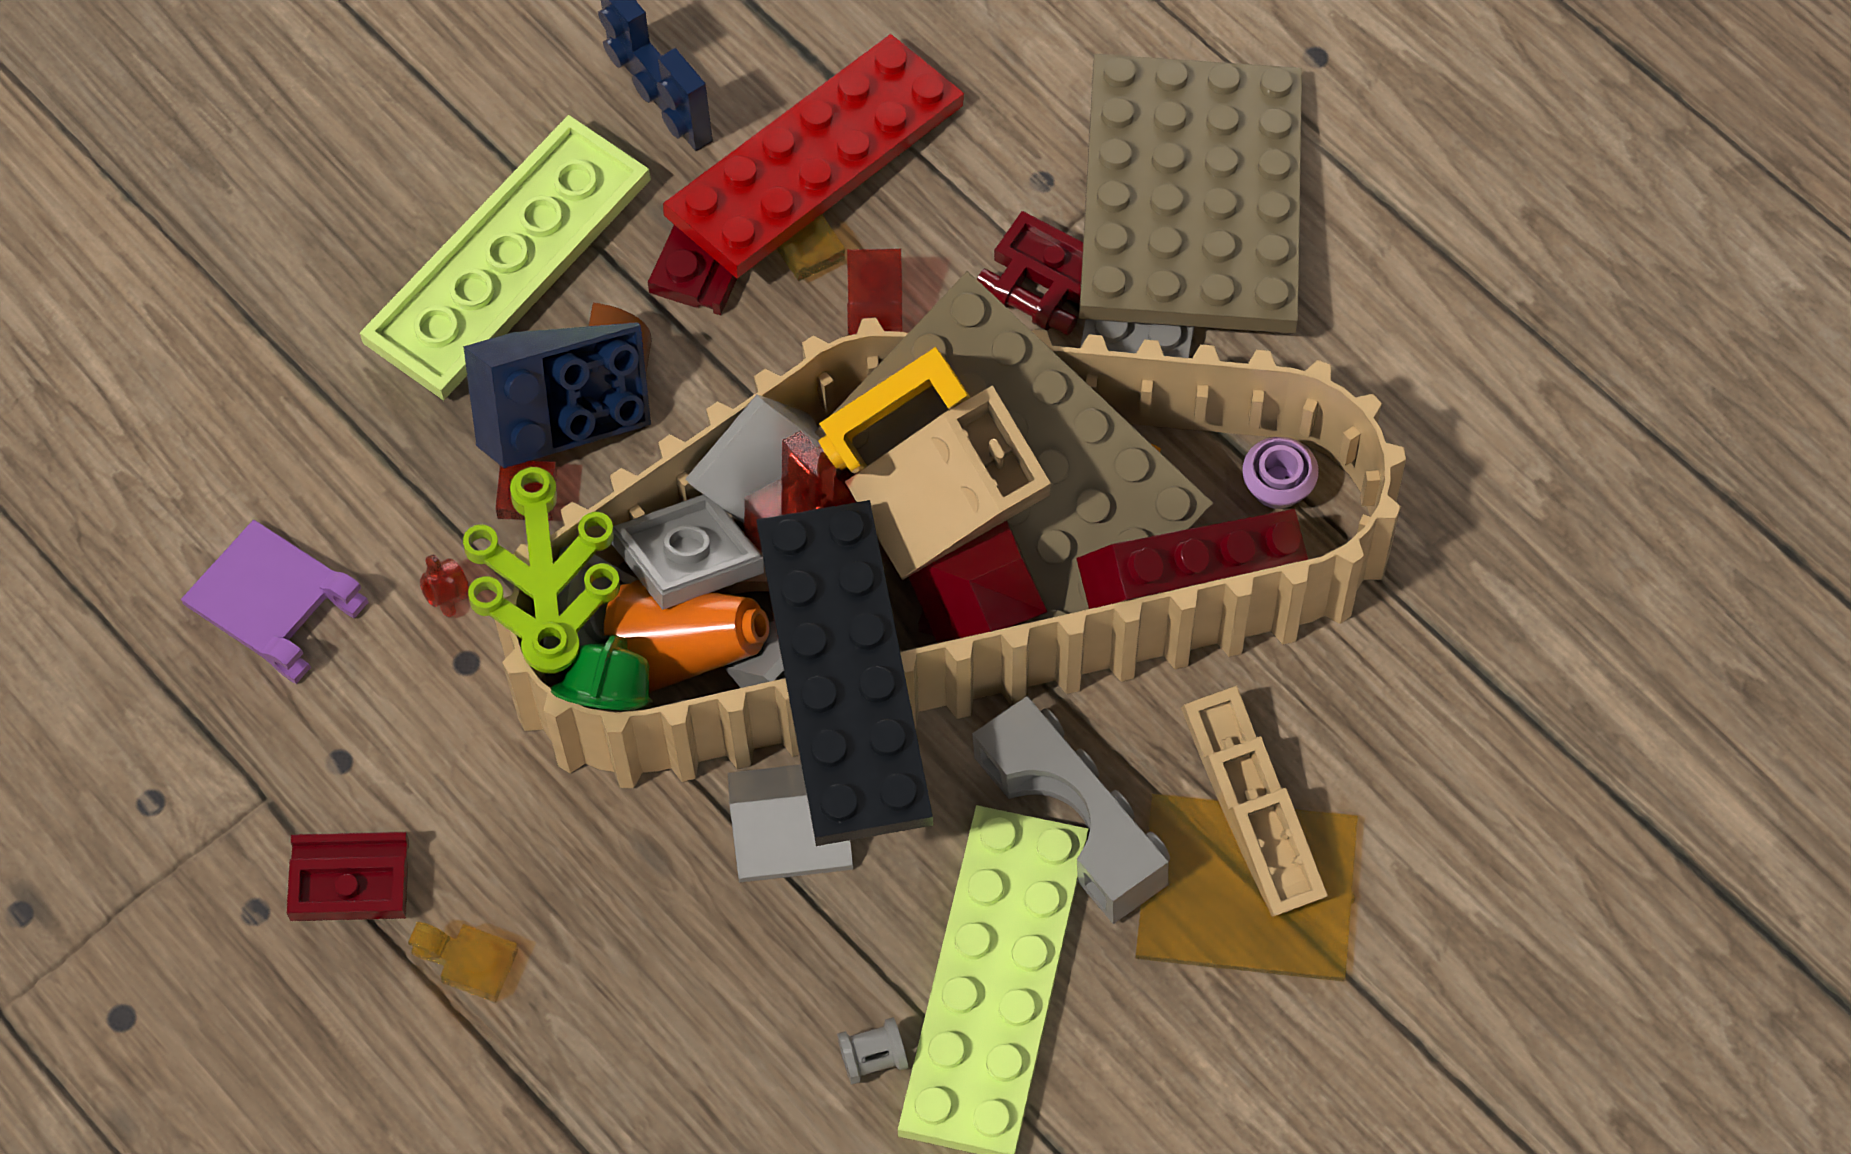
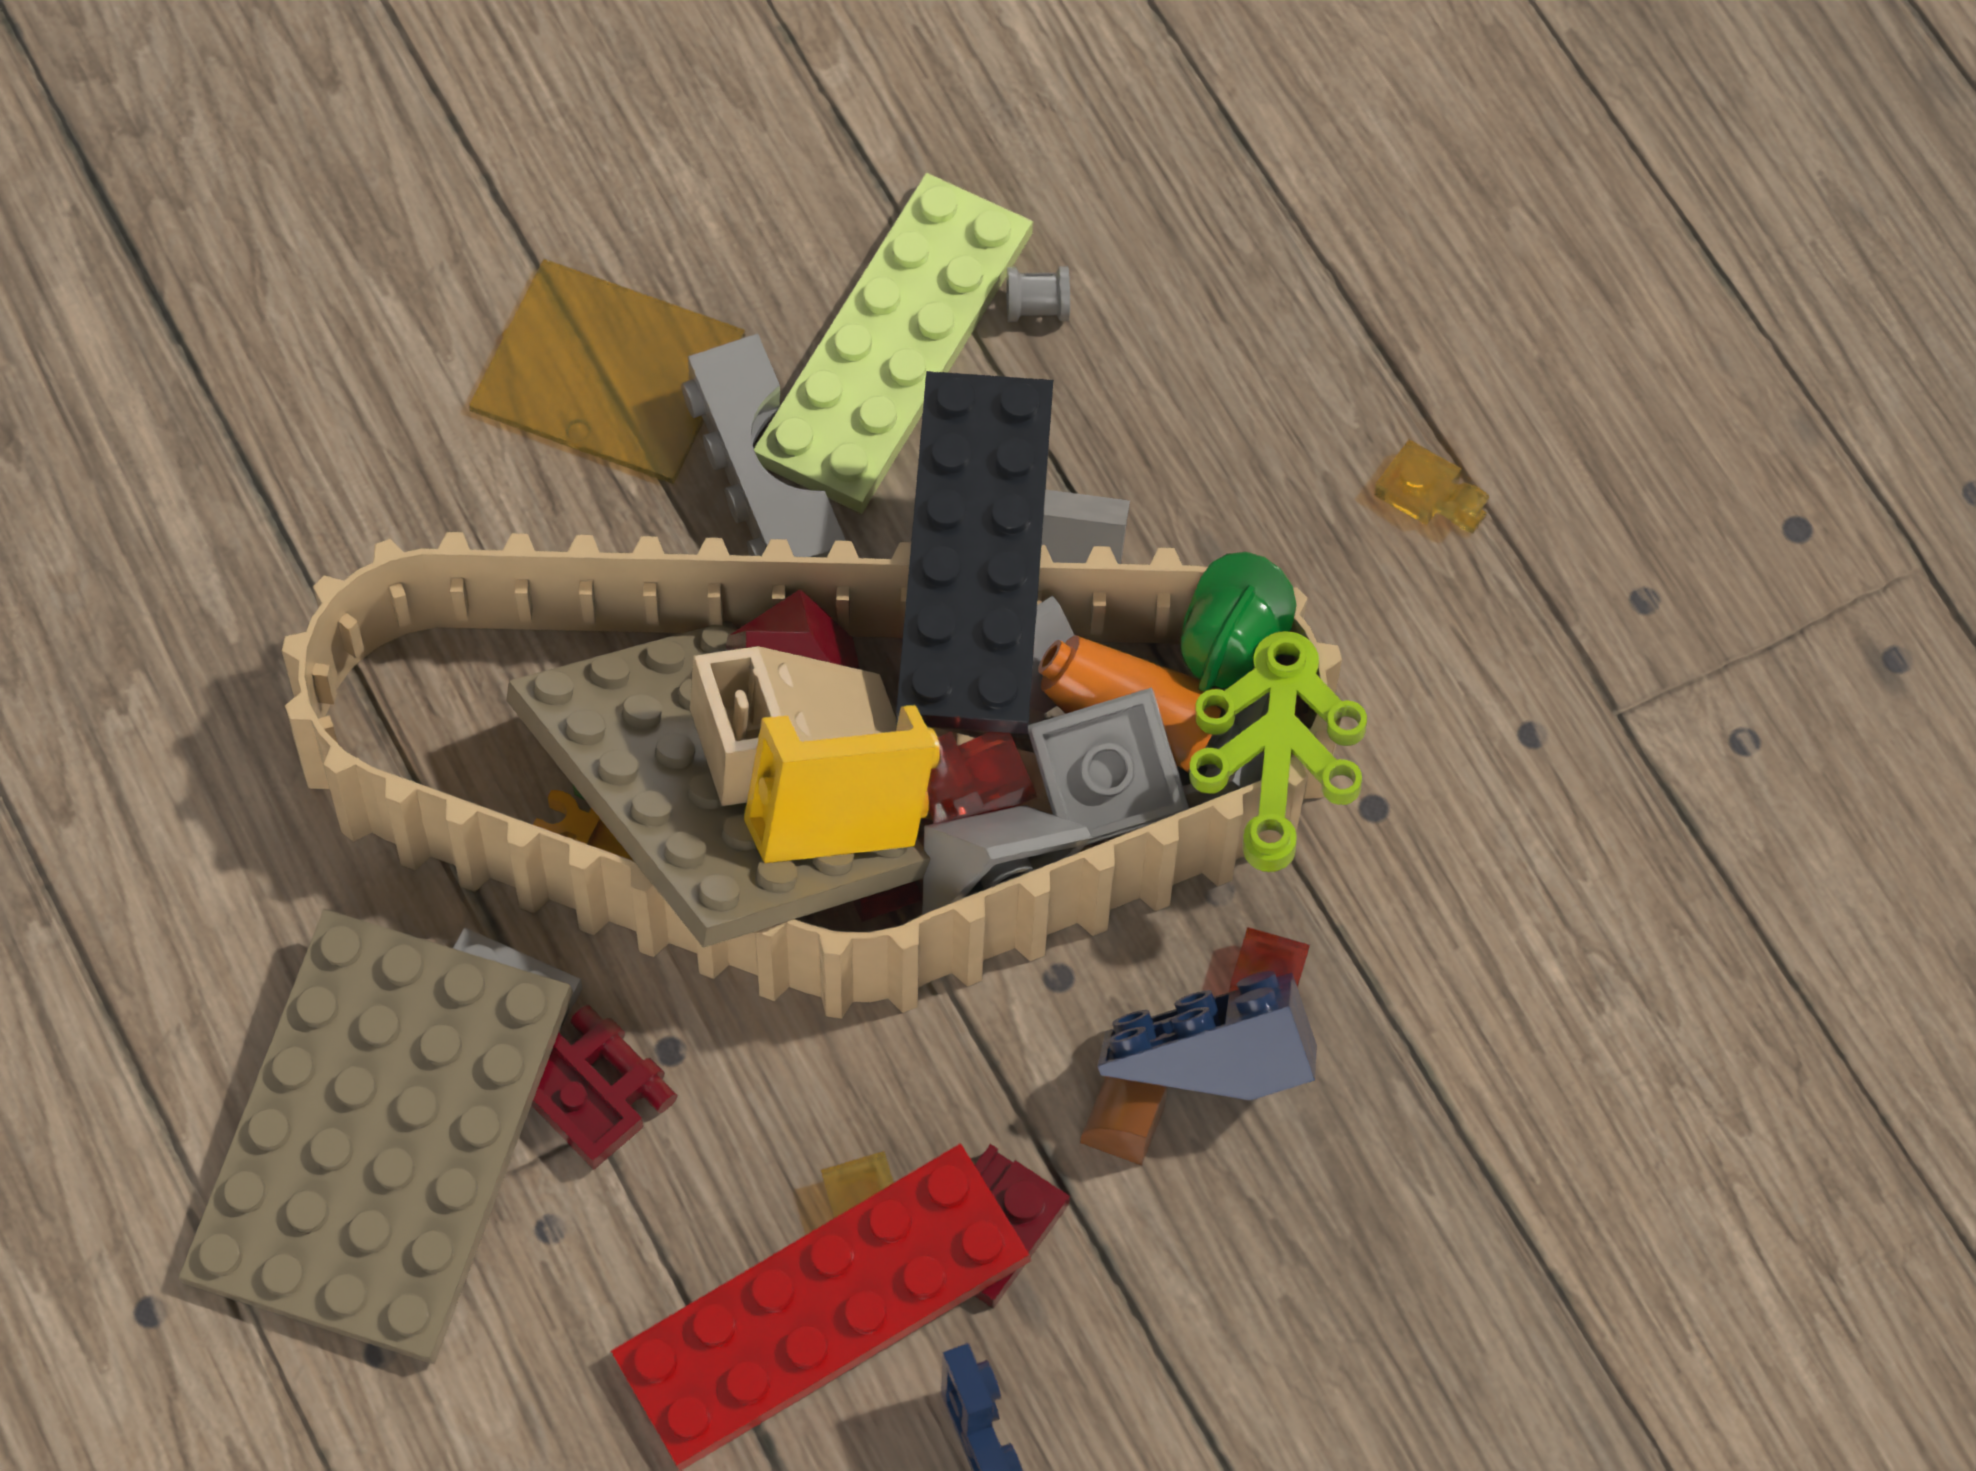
camera: 170 degrees left, 0 degrees up
(266, 592) = (1585, 928): medium lavender flag -> none
(348, 876) = (1541, 592): dark red plate -> none
(444, 584) = (1384, 878): clear red plate -> none
(505, 255) = (1231, 1278): yellowish green plate -> none
(875, 288) = (809, 1063): clear red brick -> none
(1190, 557) = (615, 612): dark red arch -> none
(1254, 802) = (573, 429): tan slope -> none
(1280, 472) = (413, 750): lavender cone -> none

